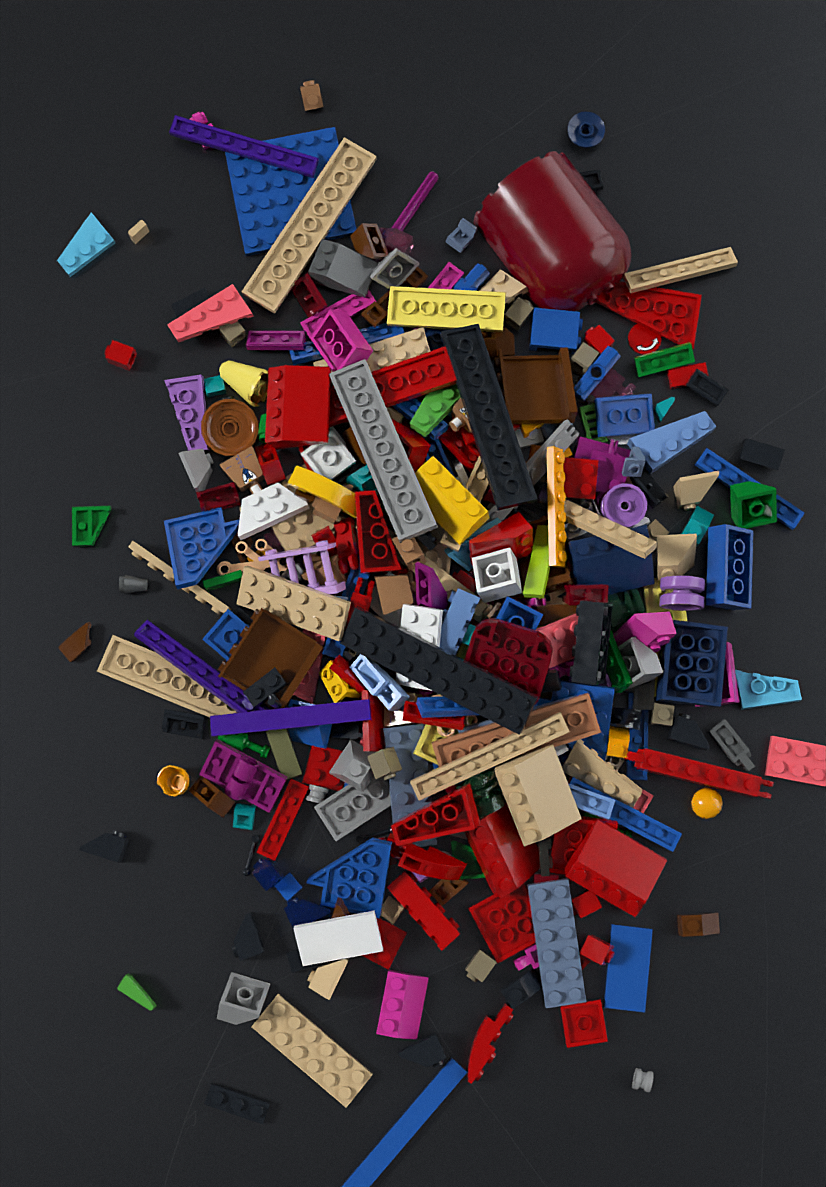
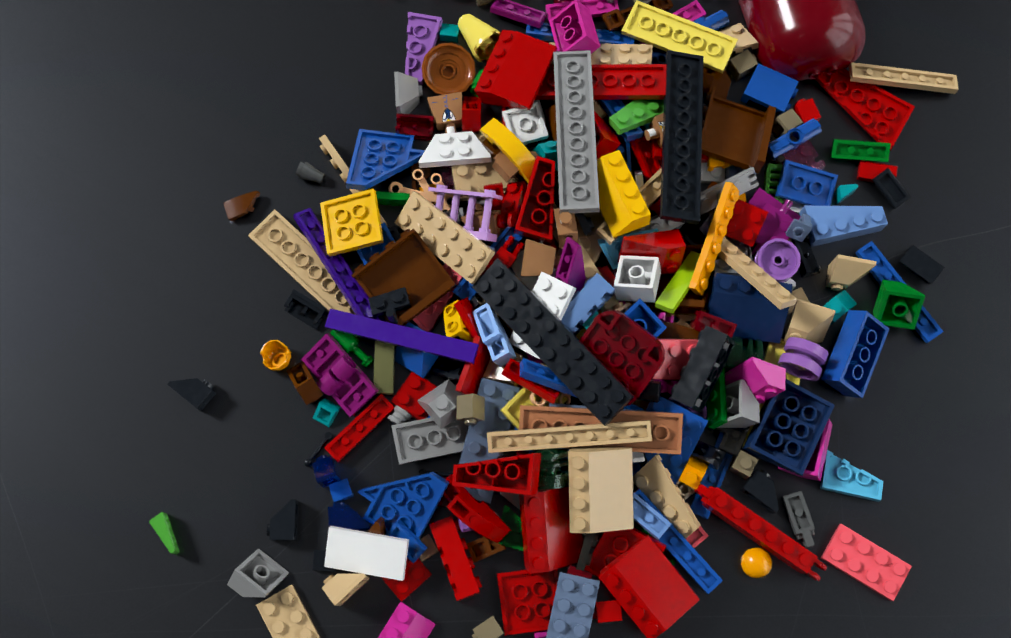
camera: 20 degrees right, 5 degrees down
(87, 524) = (292, 108): green wing -> none
(196, 621) = (351, 222): none -> yellow plate
(363, 904) = (416, 546): none -> blue tile
(643, 340) = (847, 128): red sticker -> none

